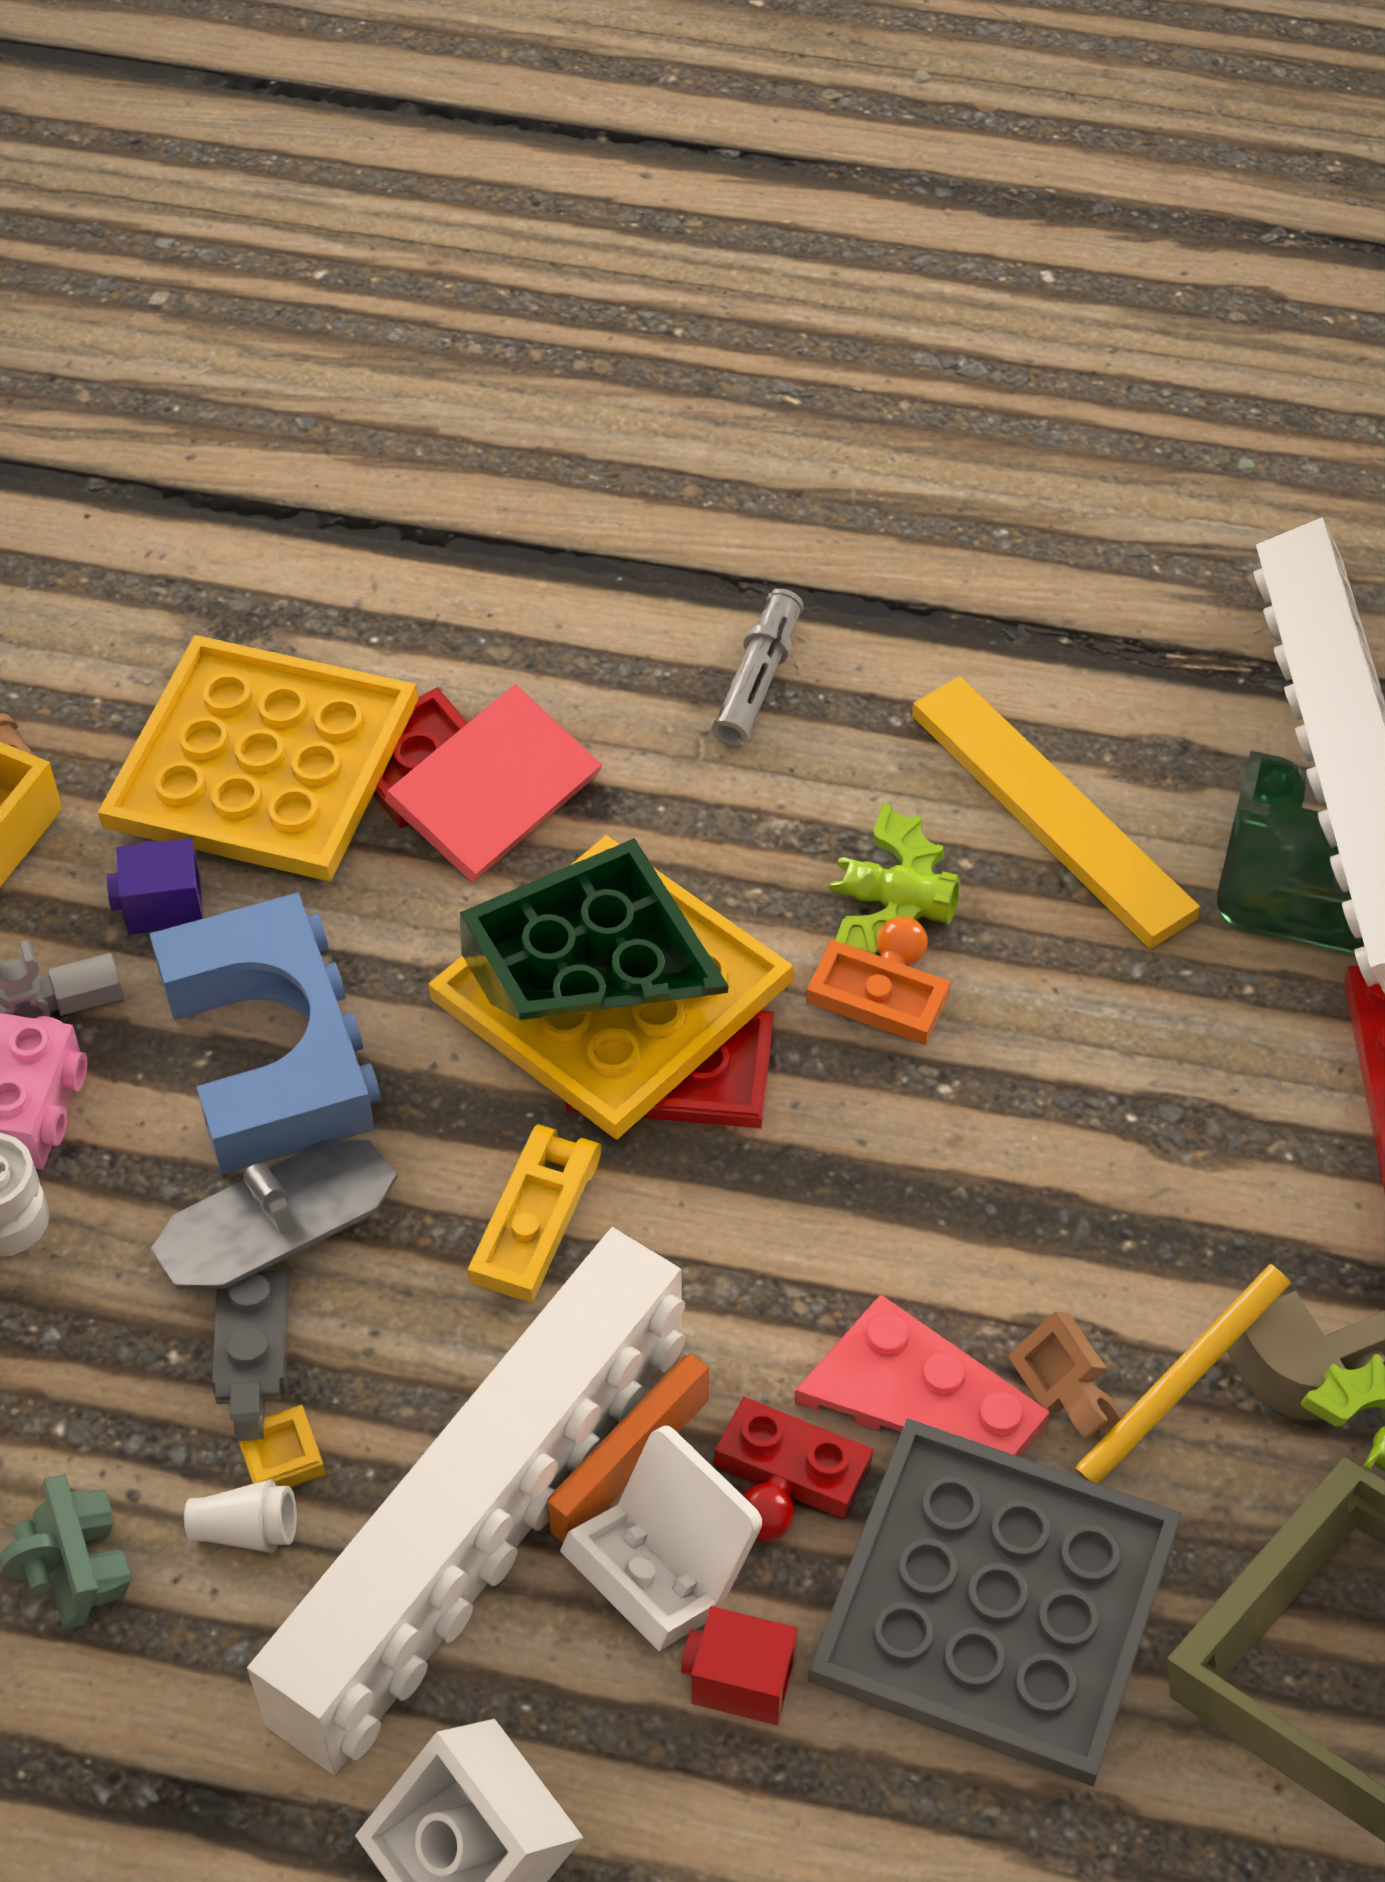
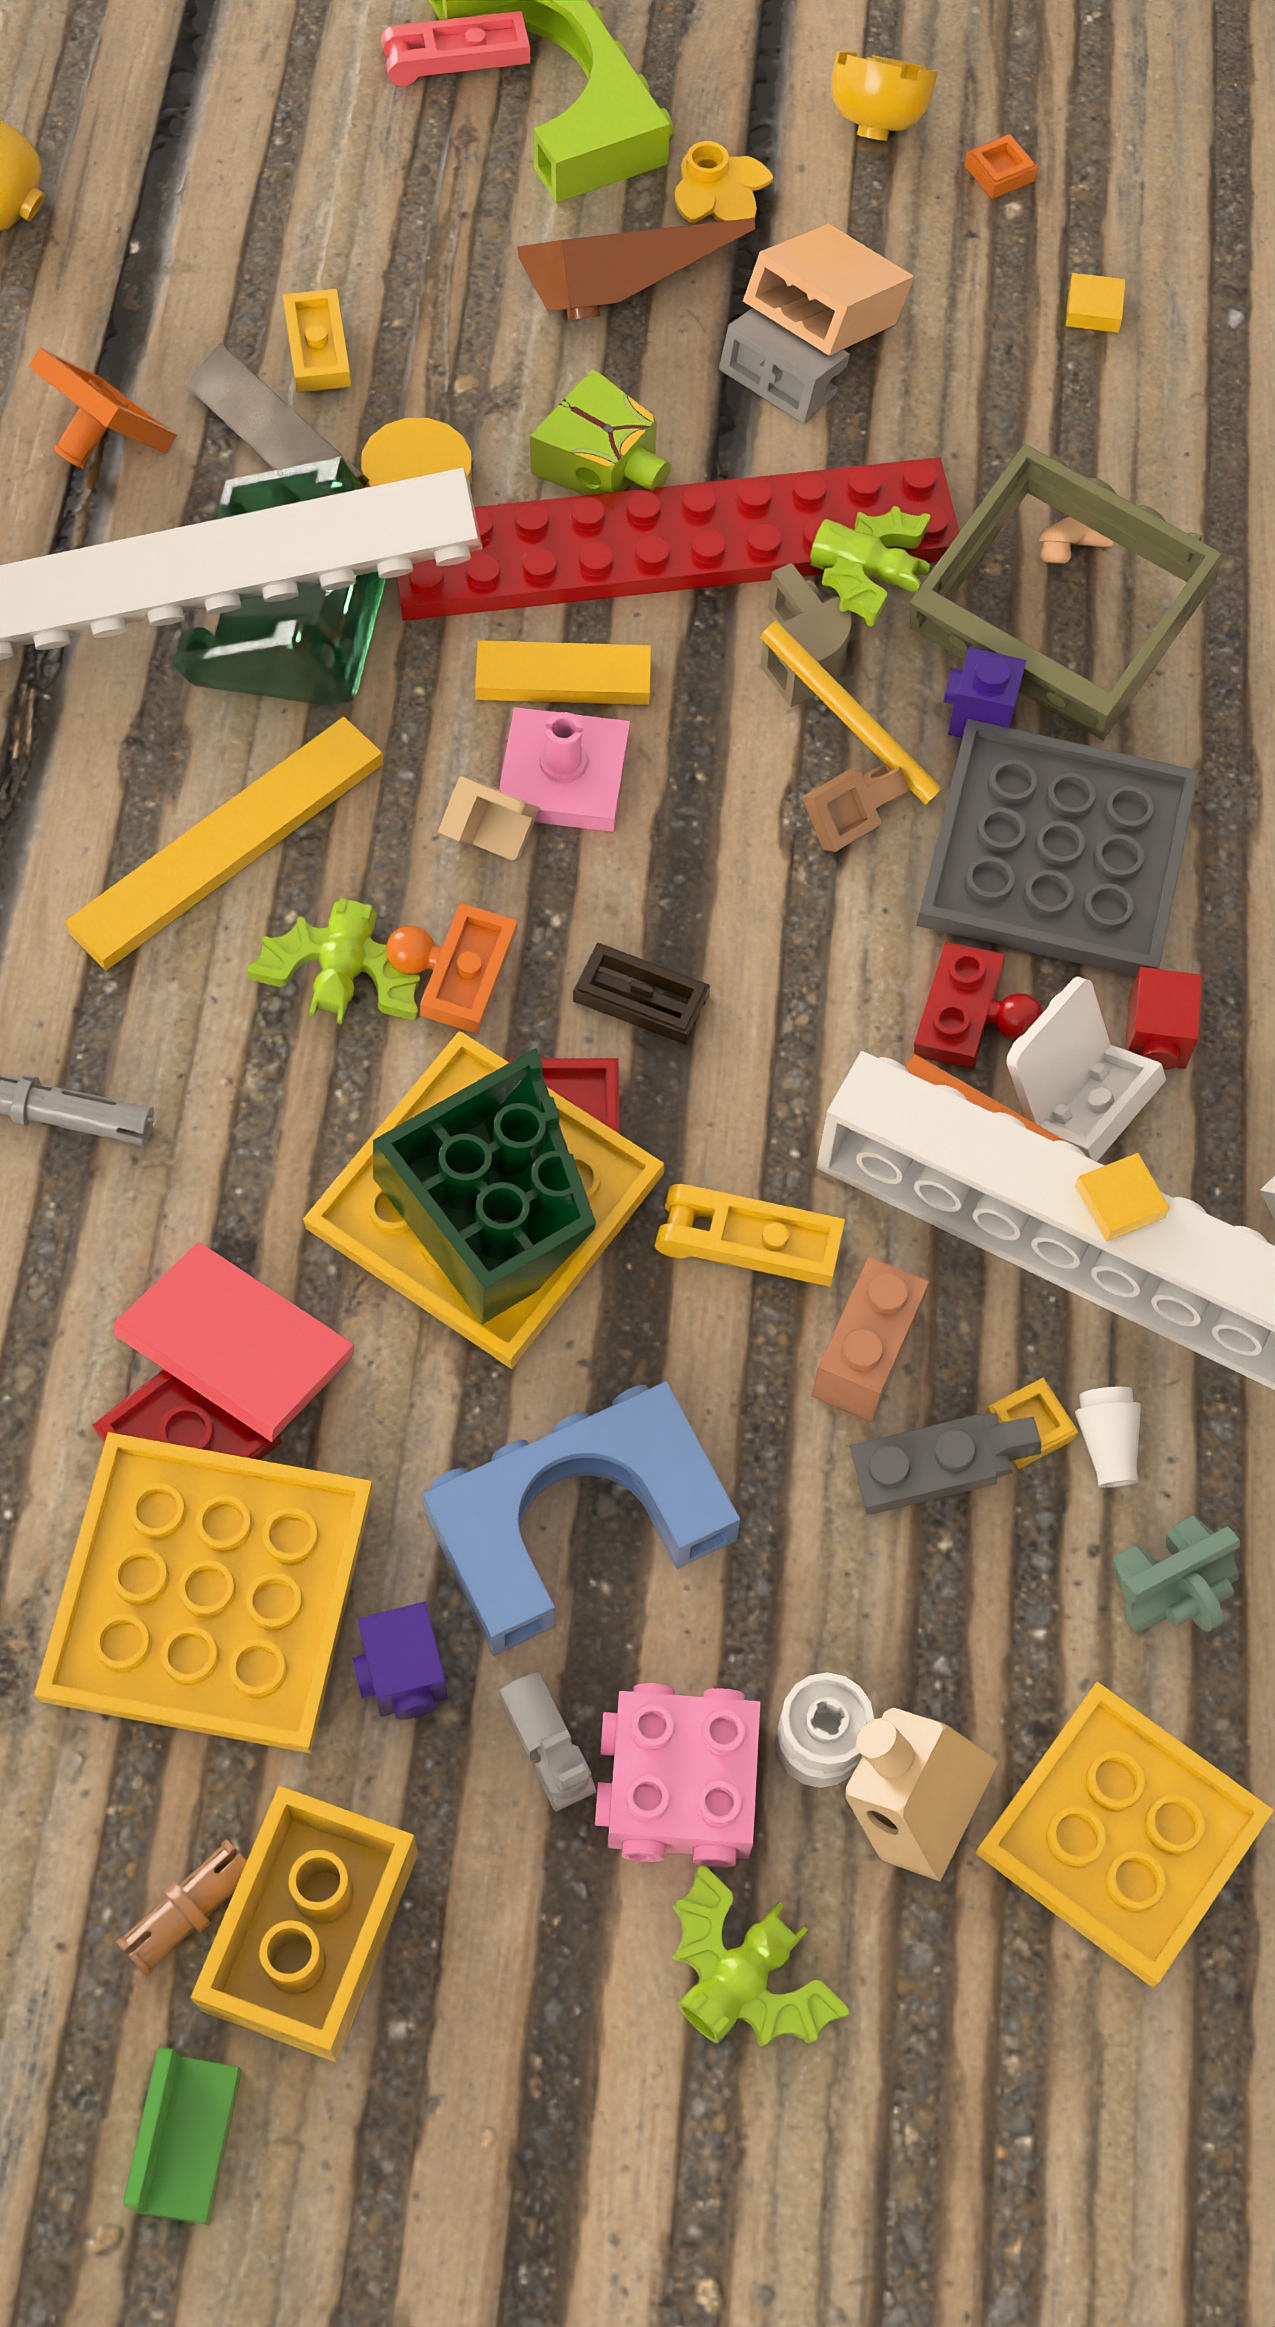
camera: 100 degrees left, 10 degrees up
(273, 1214) = (794, 1467): flat silver shield -> none
(390, 1293) = (869, 1339): none -> nougat brick
(453, 1488) = (1122, 1197): none -> yellow tile
(818, 1191) = (636, 1001): none -> dark brown tile
(902, 1369) = (871, 918): coral wing -> none
(1067, 1009) = (488, 818): none -> tan panel
(1134, 1106) = (566, 766): none -> bright pink tile
(1213, 1537) = (983, 689): none -> dark purple brick
(1265, 1118) = (563, 672): none -> yellow tile

